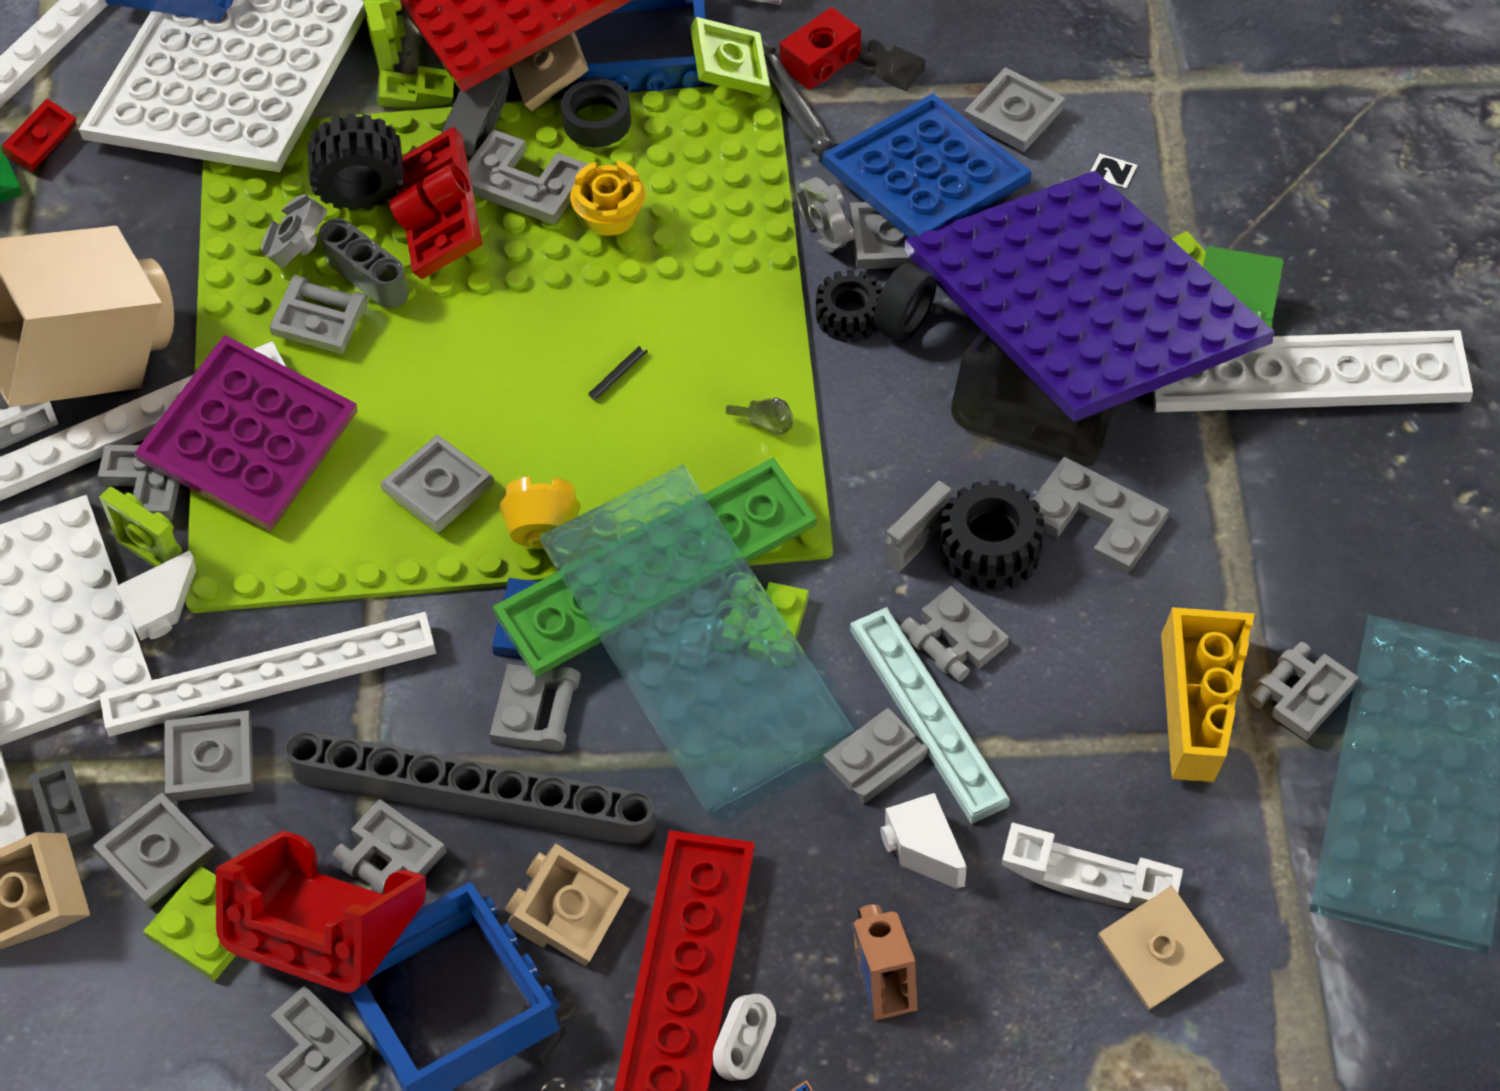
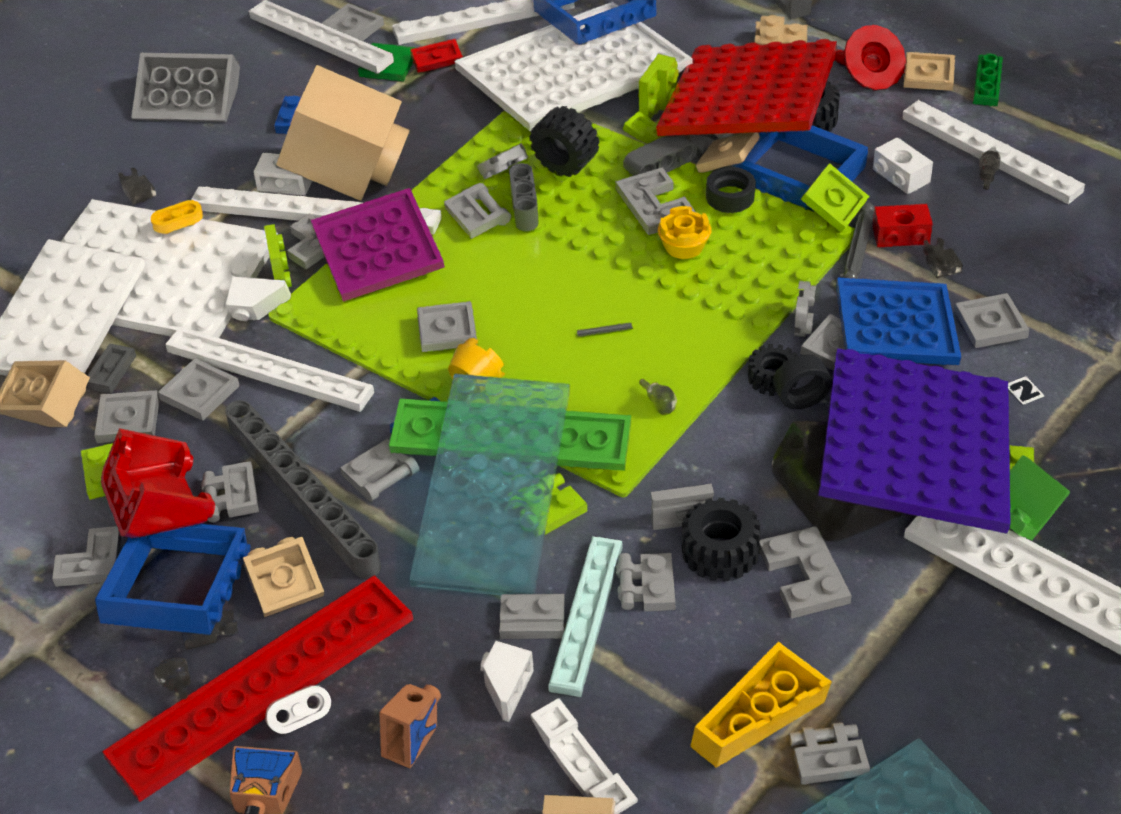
camera: 40 degrees right, 10 degrees down
(437, 204) = (589, 186): red plate -> none

